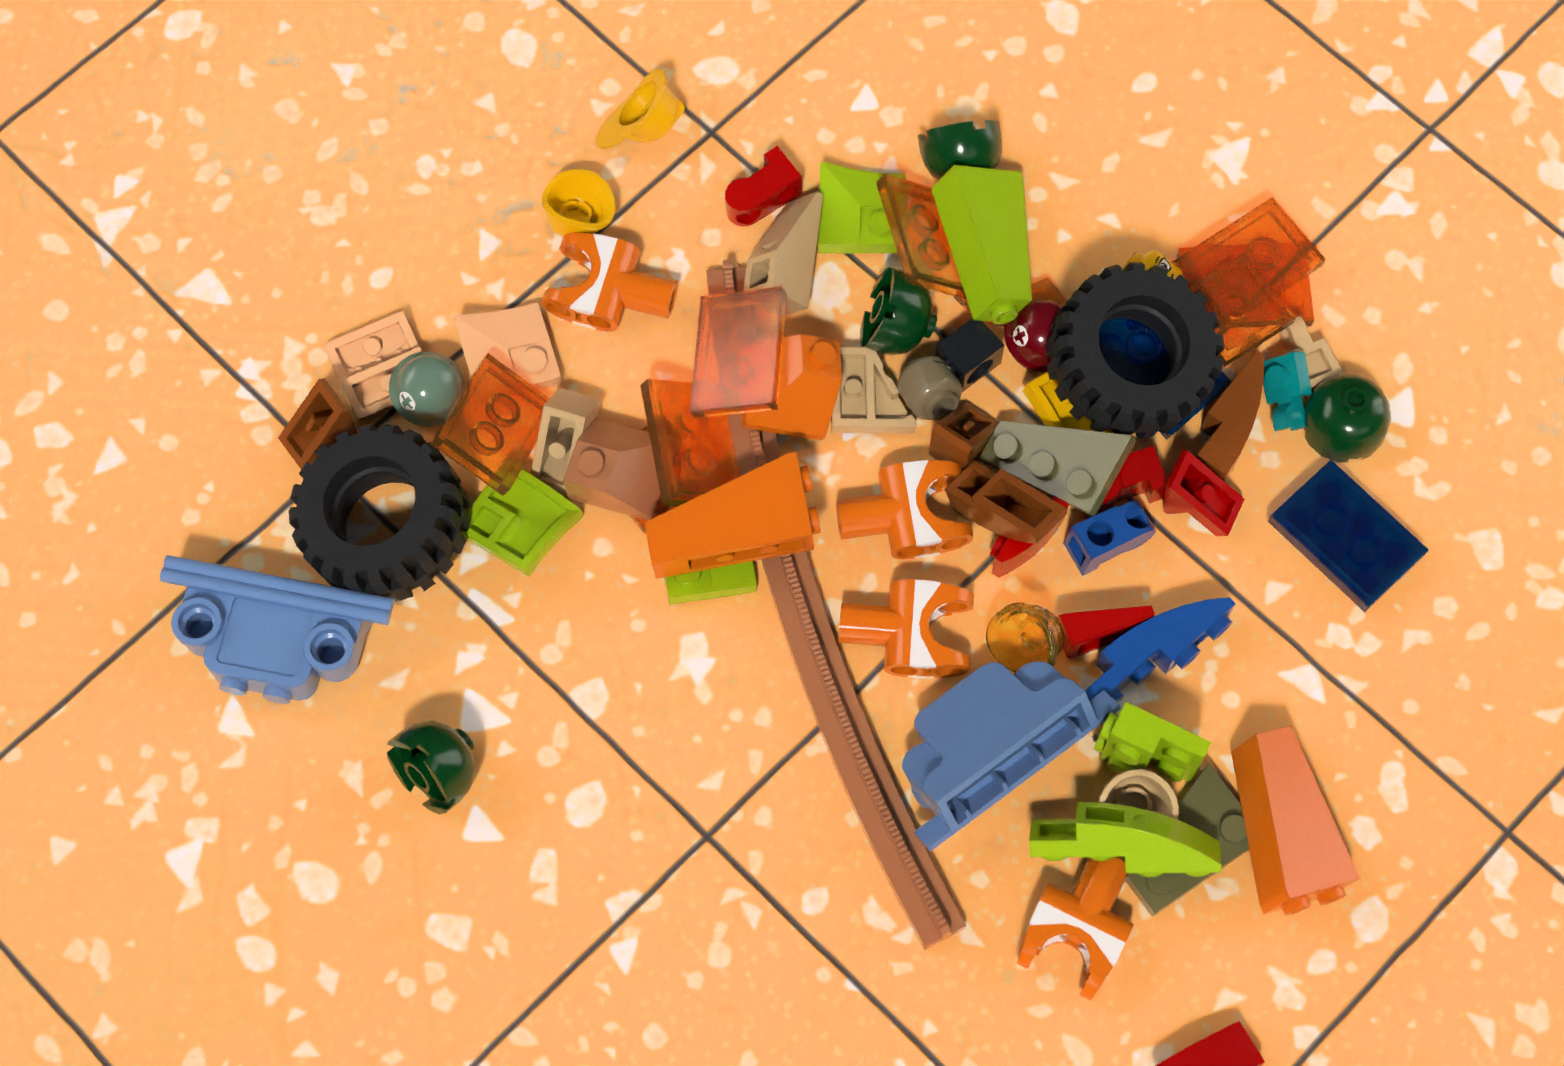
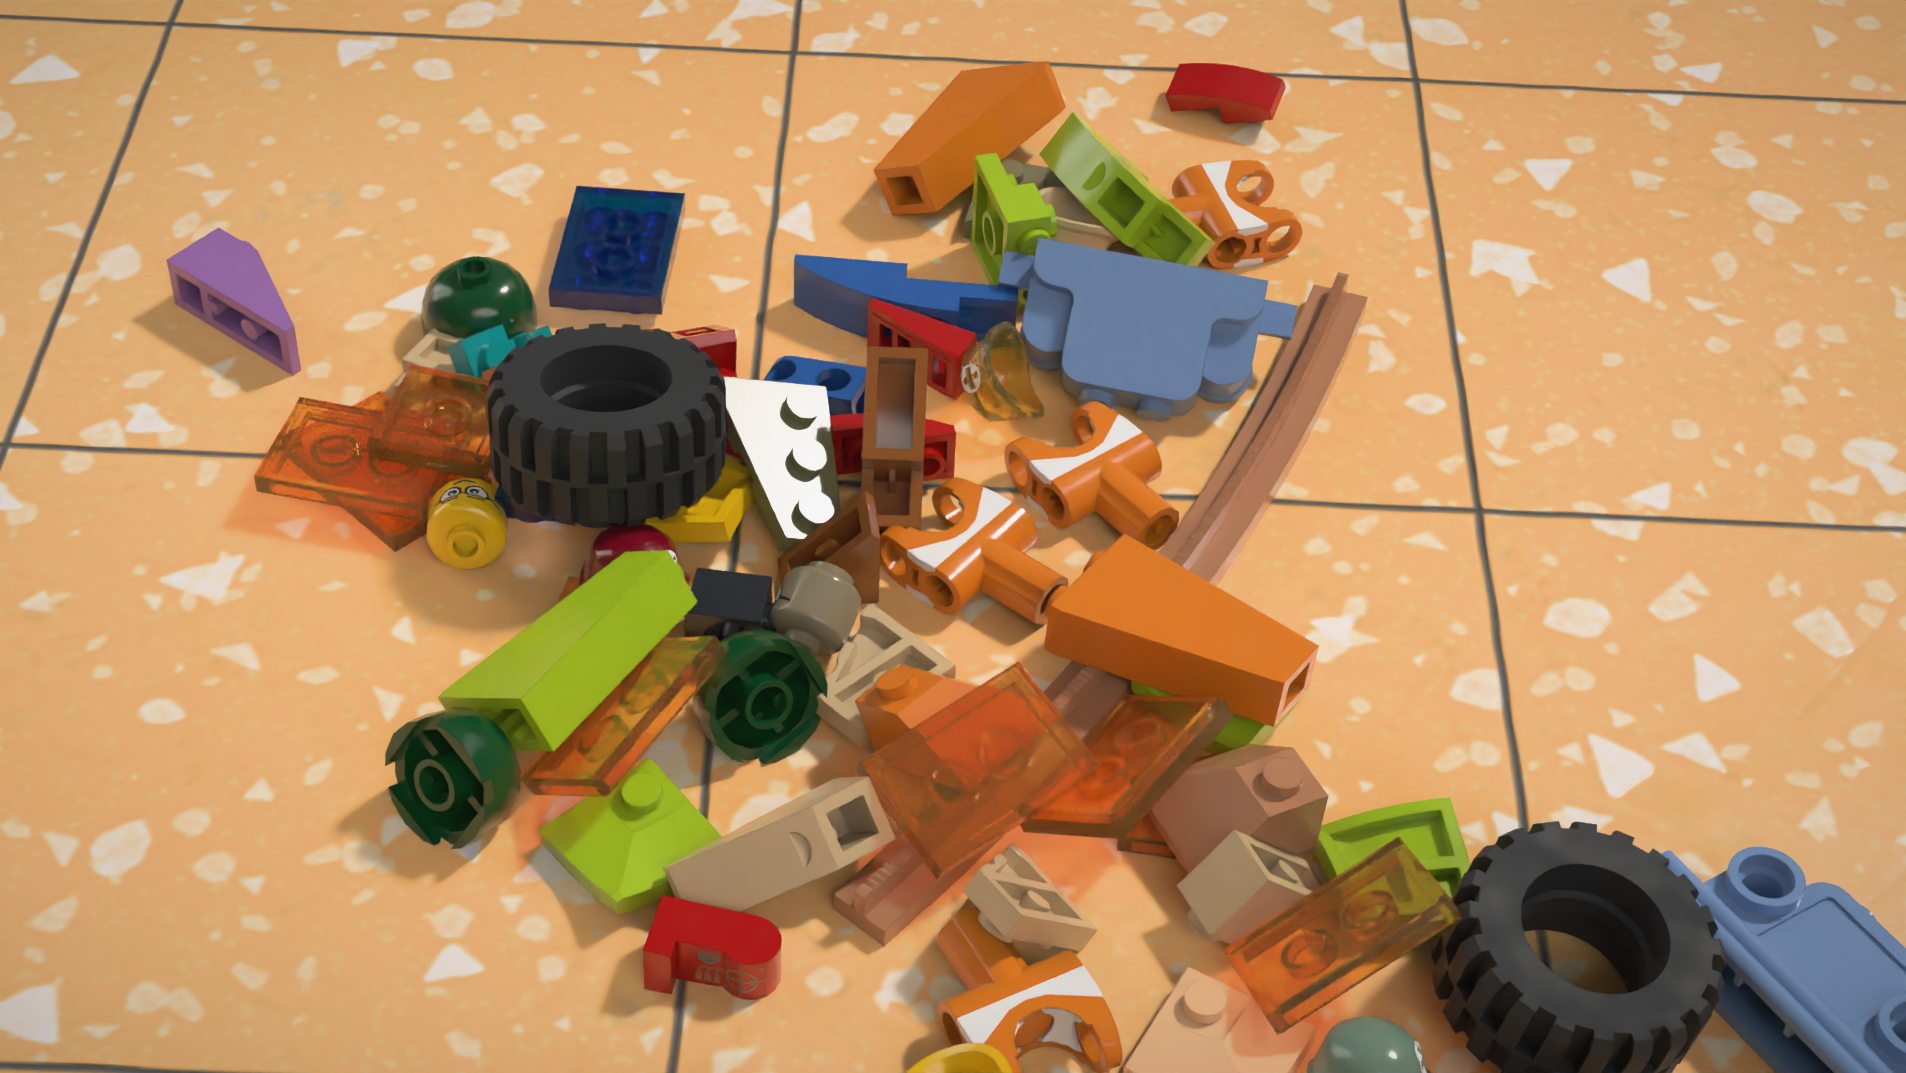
camera: 135 degrees left, 25 degrees down
(434, 761) = (1722, 720): dark green cylinder -> none
(656, 324) = (1025, 904): none -> tan wing
(1463, 298) = (233, 292): none -> medium lavender slope

